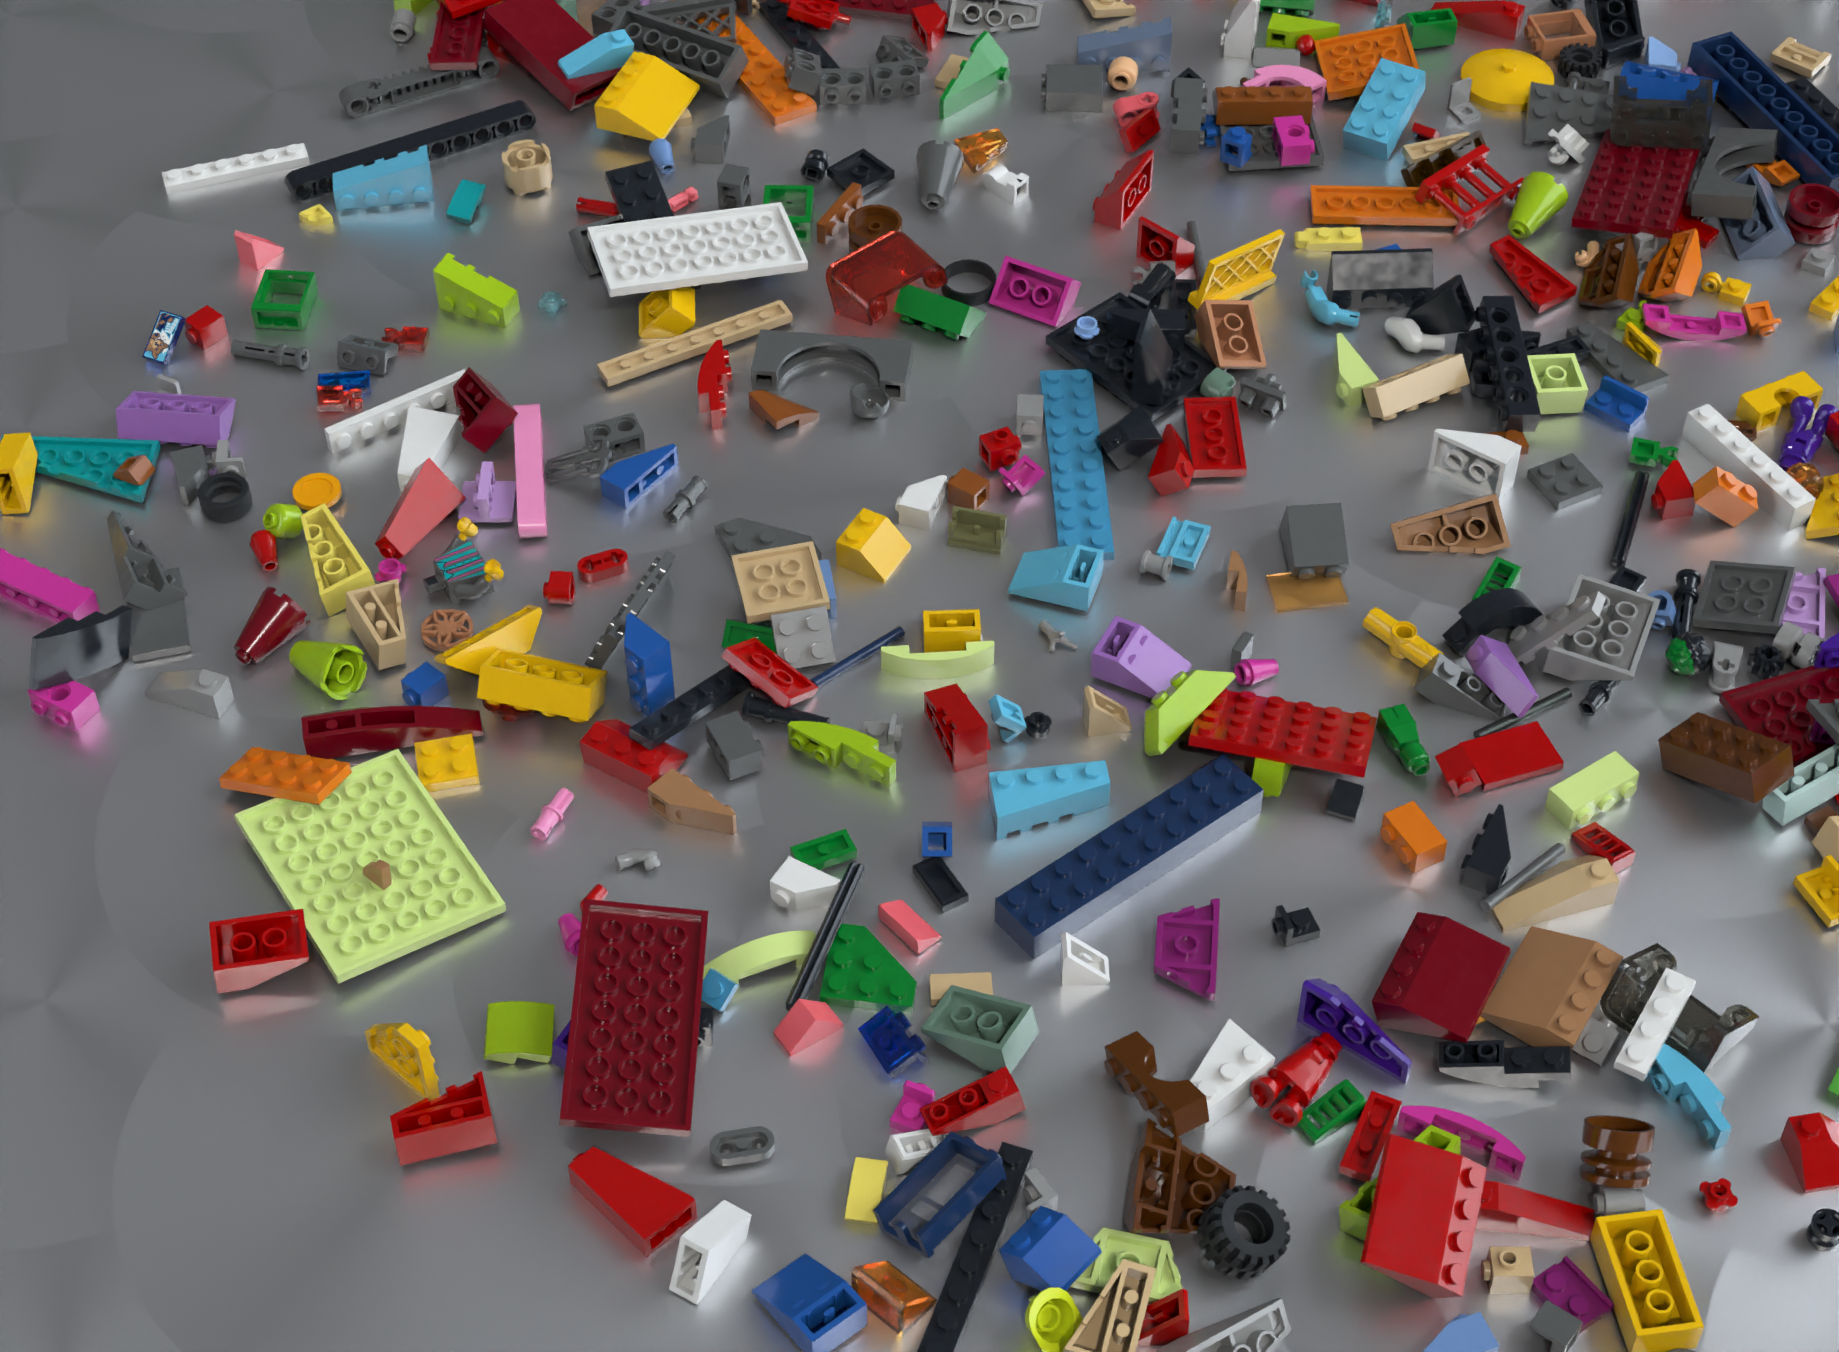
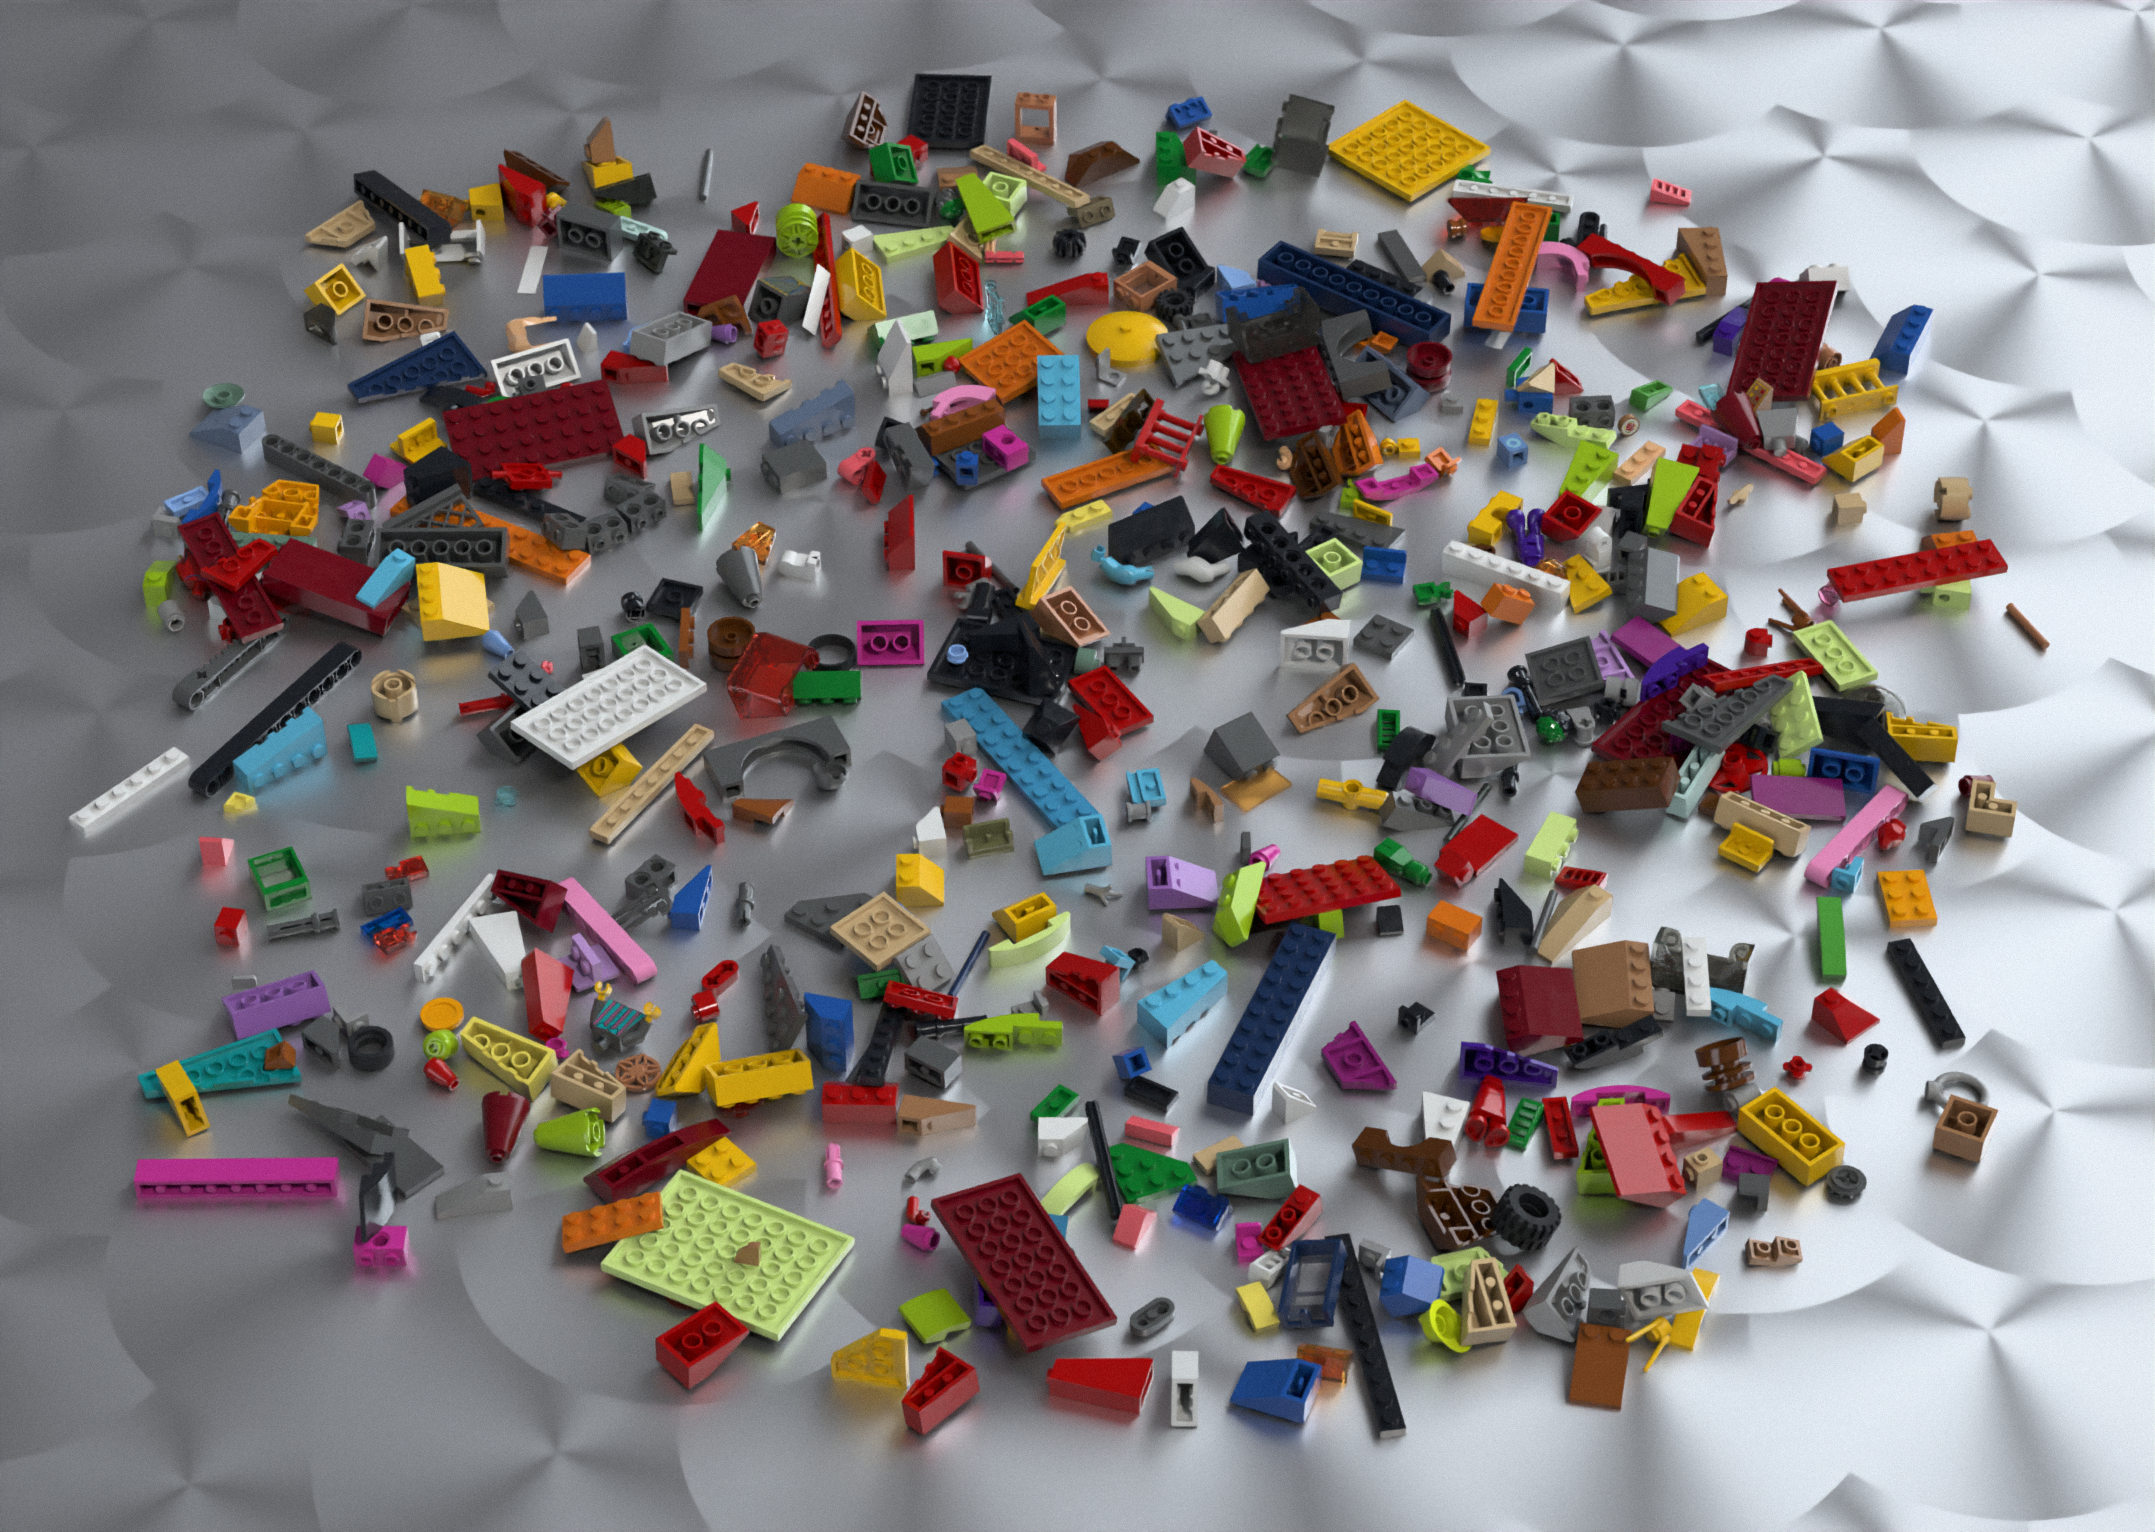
camera: 30 degrees left, 5 degrees down
(164, 338) = (205, 947): tile -> none
(1122, 73) = (825, 440): light nougat head -> none

